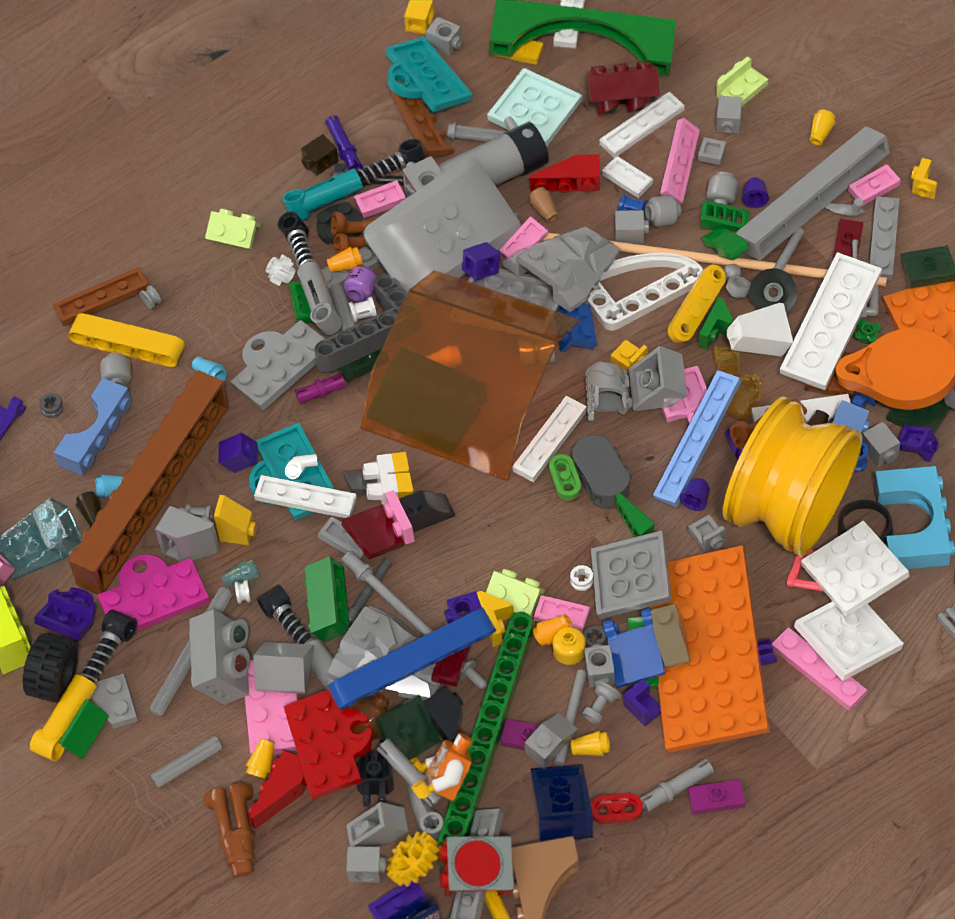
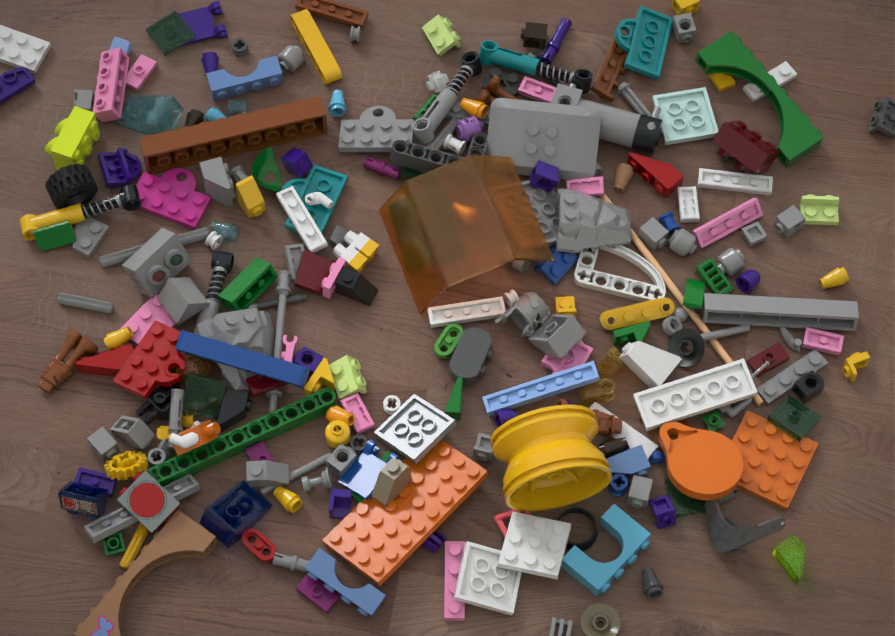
camera: 40 degrees right, 5 degrees up
(41, 443) = (210, 62): none -> dark purple cone
(116, 459) = (236, 107): none -> clear light blue slope
(209, 483) = (264, 164): none -> green piece
(432, 615) = (289, 354): none -> bright pink plate
(575, 390) = (510, 298): none -> white bush
(703, 764) = (324, 567): none -> medium blue arch
(908, 231) = (805, 393): none -> black brick

